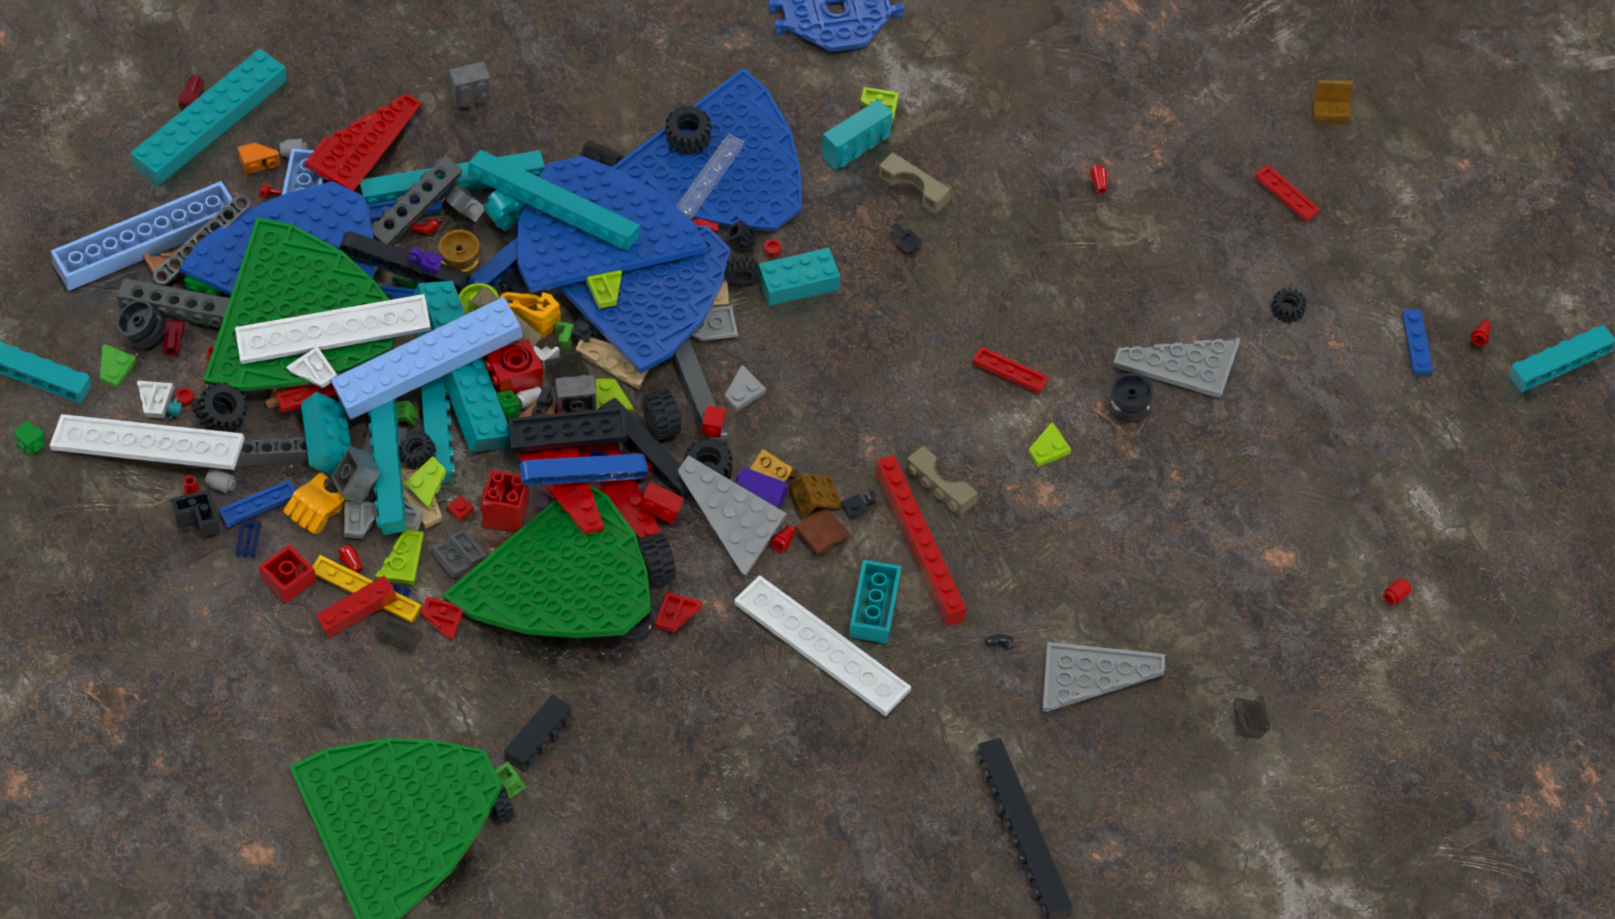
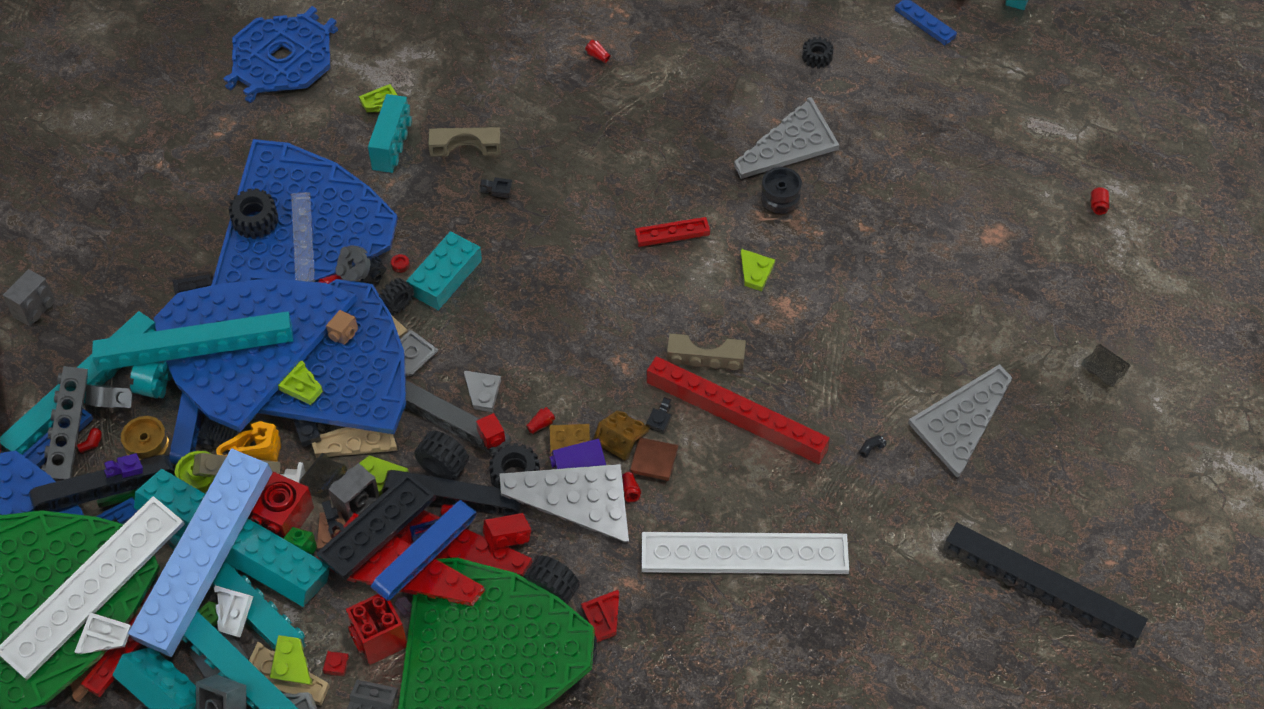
camera: 35 degrees left, 0 degrees up
(411, 443) = (246, 636): black tyre -> none
(418, 416) = (232, 610): none -> white wing
(528, 397) = (310, 521): white cone -> none
(564, 332) = (293, 445): bright green bracket -> none
(673, 265) = (342, 327): none -> medium nougat brick
(729, 222) = (344, 264): none -> dark grey plate
(766, 442) = (541, 420): none -> red cone
(875, 601) = (754, 485): teal brick -> none

